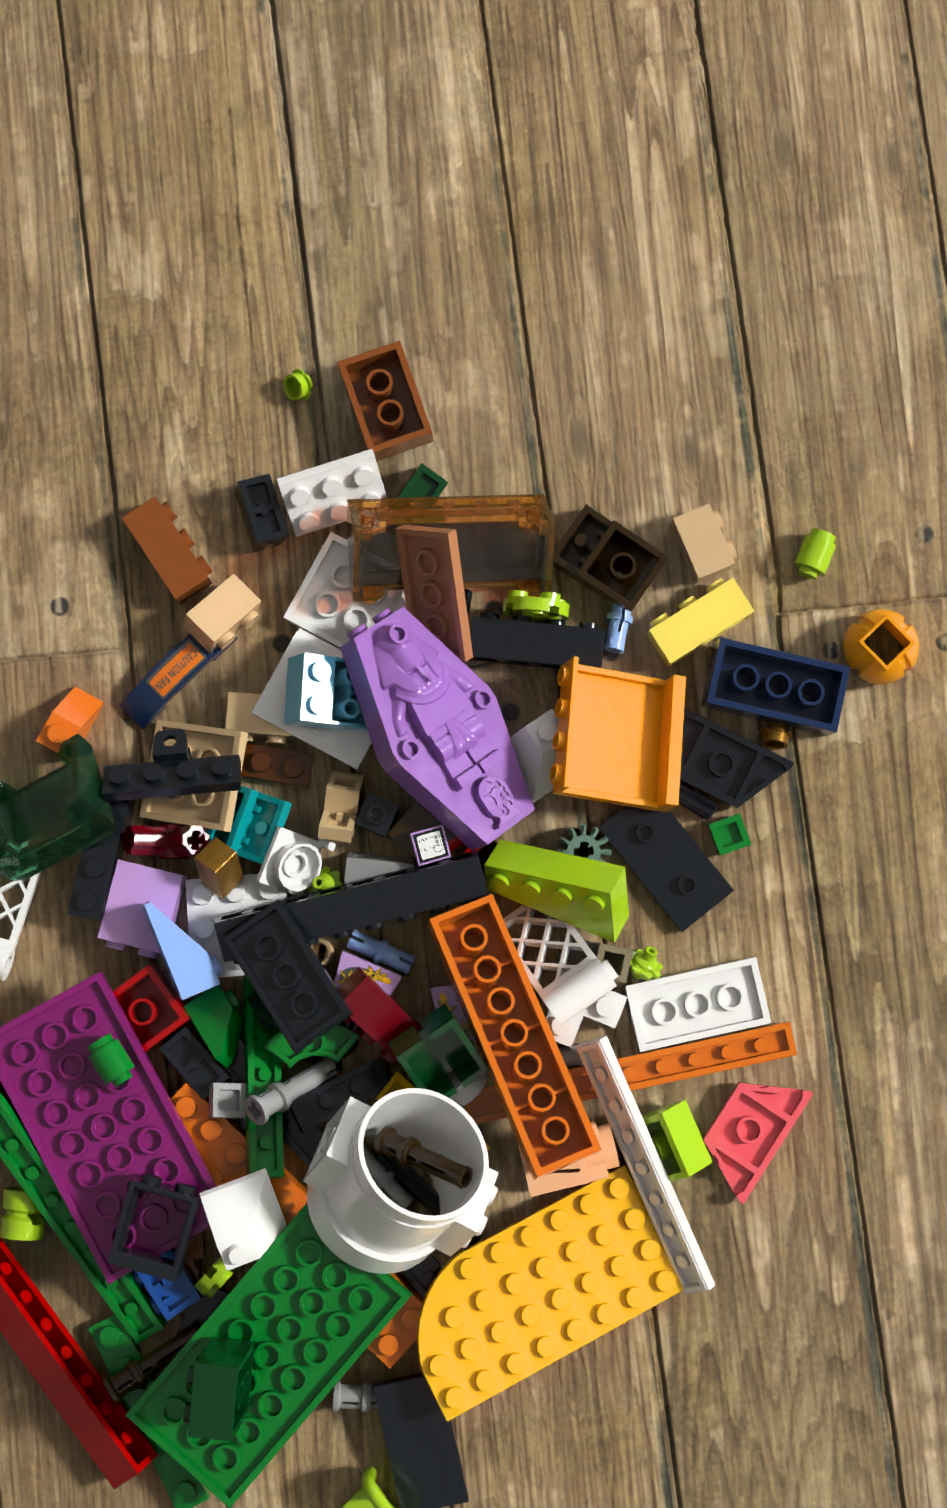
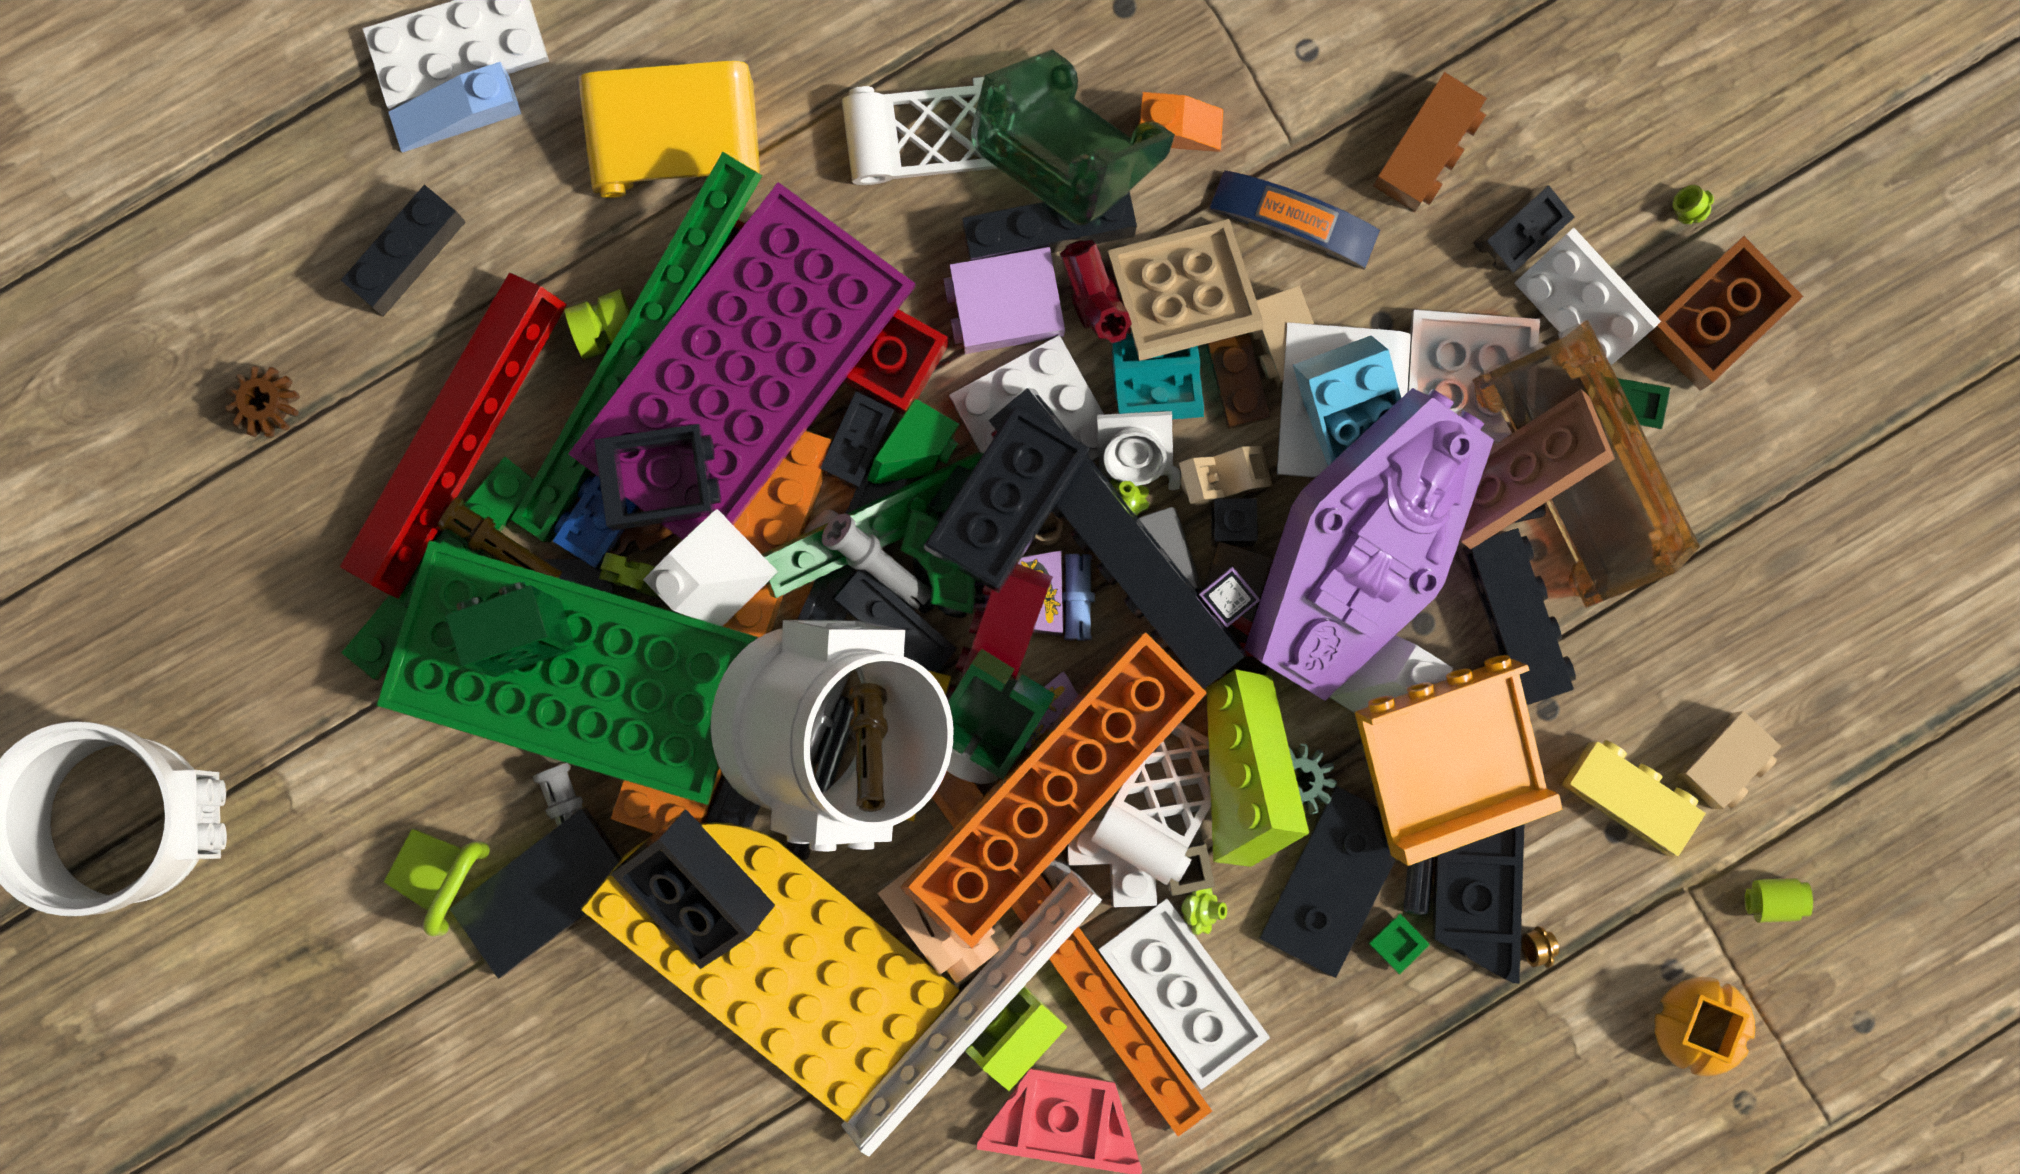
camera: 60 degrees right, 0 degrees up
(110, 1060) = (821, 340): green brick -> none
(171, 772) = (1179, 261): black plate -> none
(185, 960) = (972, 372): light blue slope -> none
(219, 868) = (1092, 366): pearl gold piece -> none
(222, 614) = (1385, 238): tan brick -> none
(227, 1100) = (832, 495): light grey plate -> none
(469, 1332) = (694, 890): none -> black slope
(539, 608) = (1563, 597): lime plate -> none
(608, 558) = (1659, 656): dark brown slope -> none
(618, 620) = (1593, 702): light blue pin -> none
(775, 686) = (1599, 921): dark blue brick -> none

